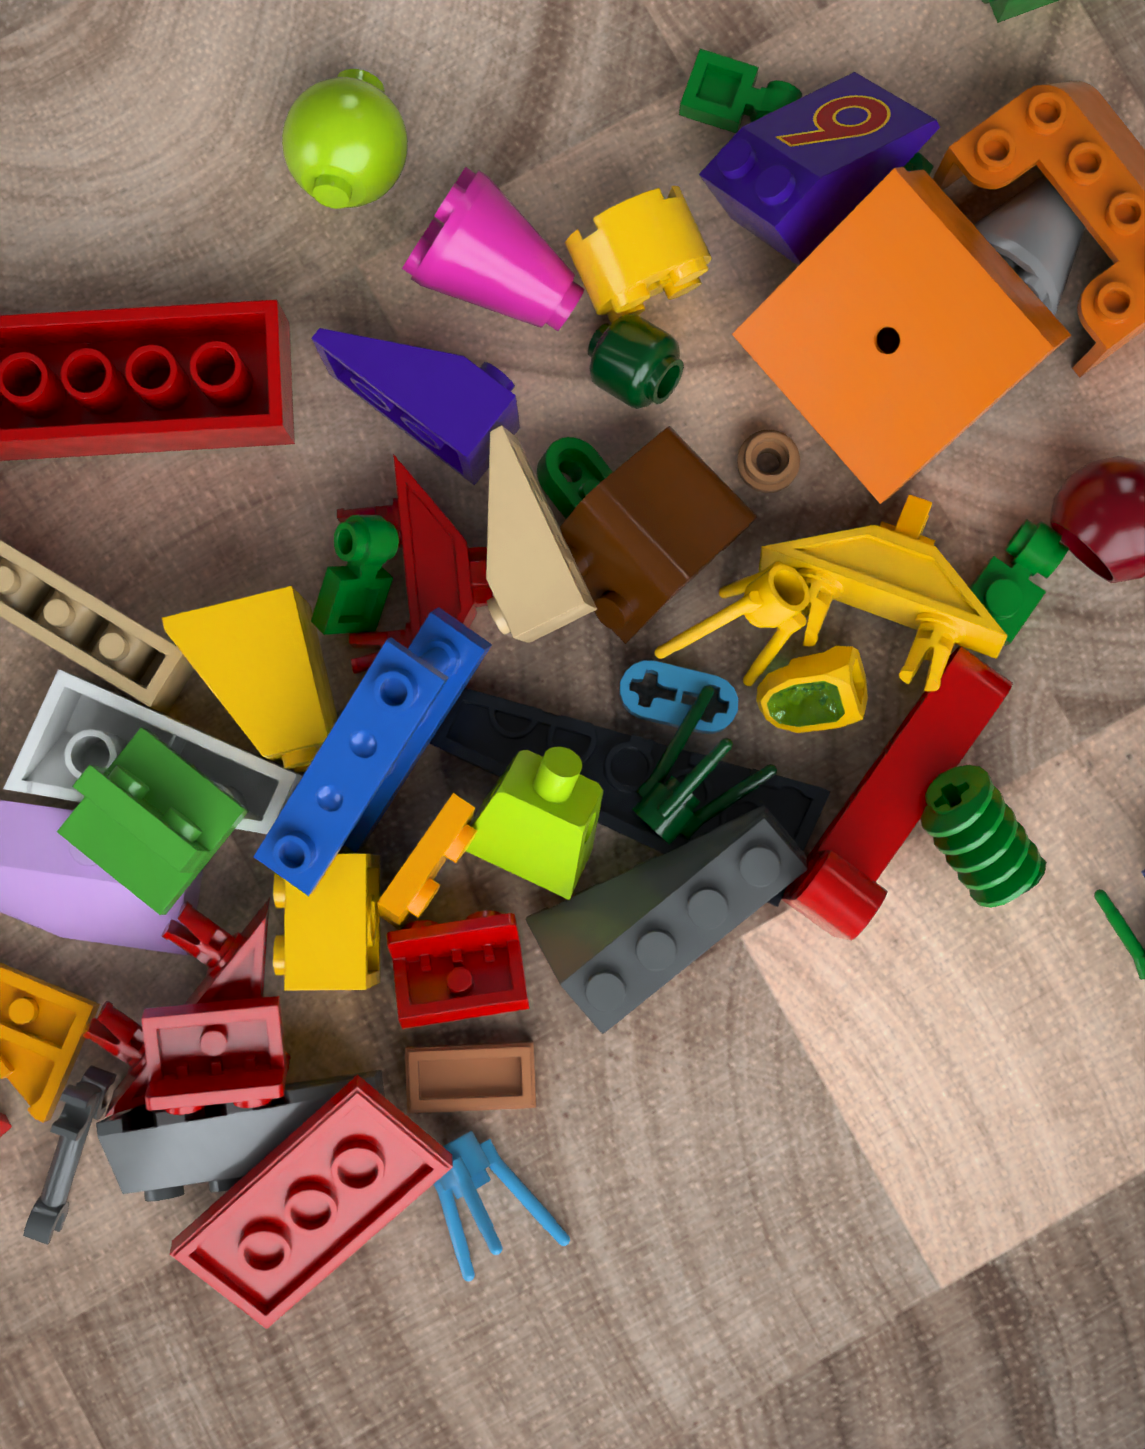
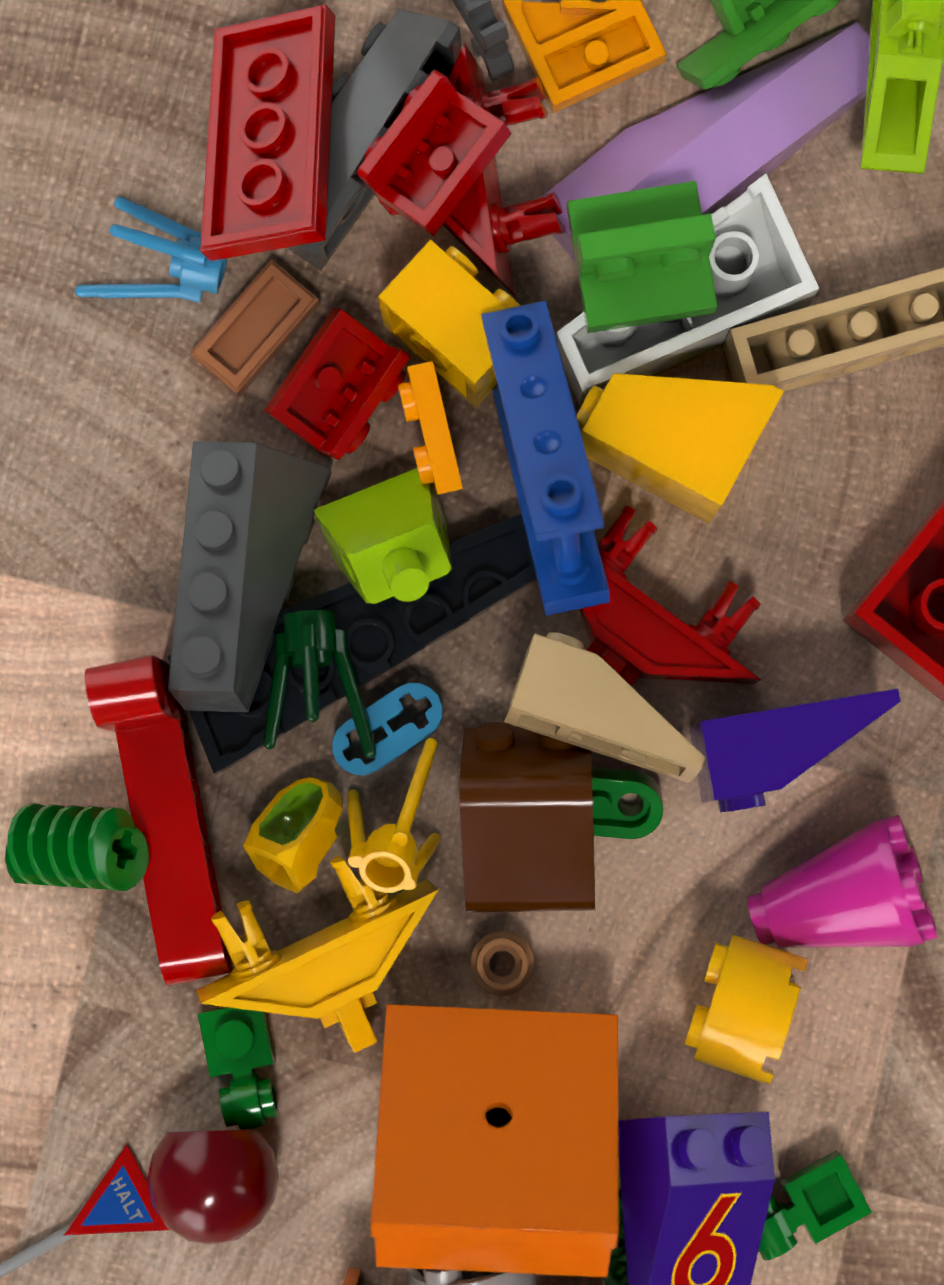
camera: 135 degrees right, 0 degrees up
(356, 593) = (682, 562): green plate -> none
(635, 361) = (669, 931): dark green head -> none

